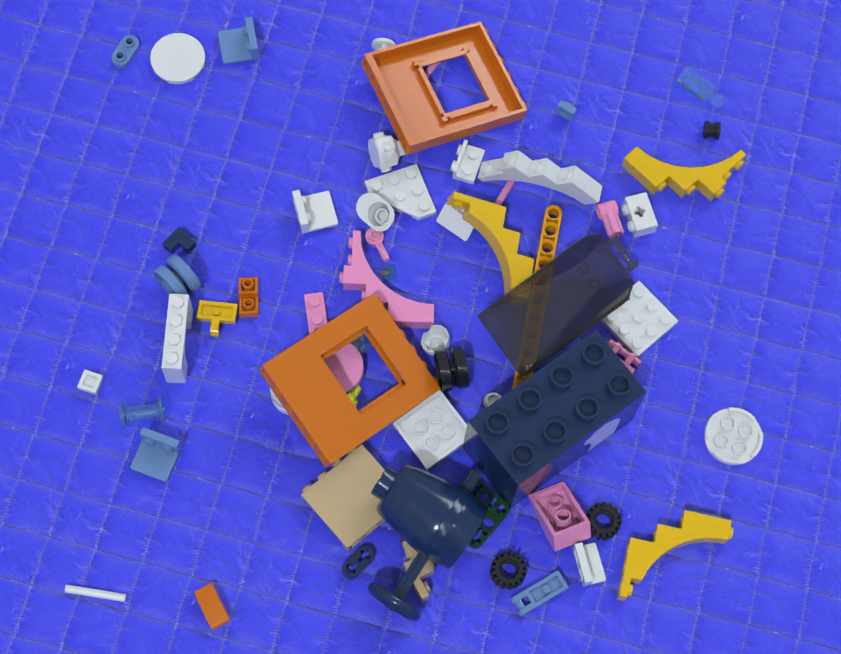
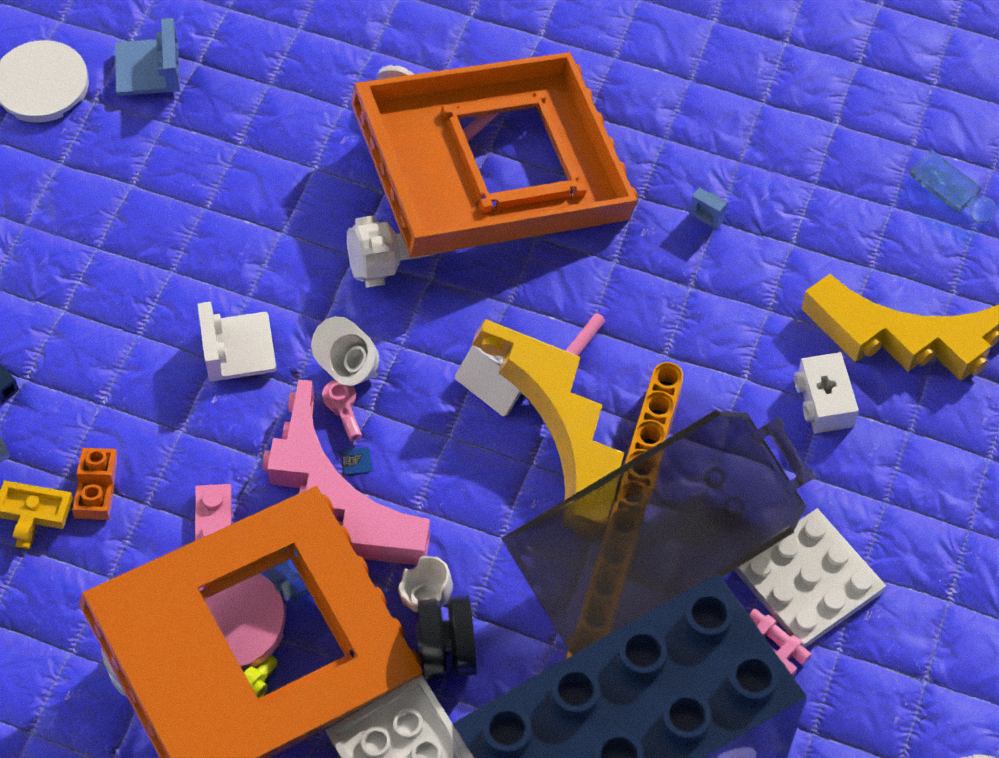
camera: 10 degrees right, 10 degrees down
(404, 192) = (403, 324): white plate -> none
(468, 162) = (521, 283): white bracket -> none
(542, 172) = (655, 303): white arch -> none
(608, 213) = (770, 388): bright pink piece -> none
(711, 130) = (969, 258): black wheel -> none

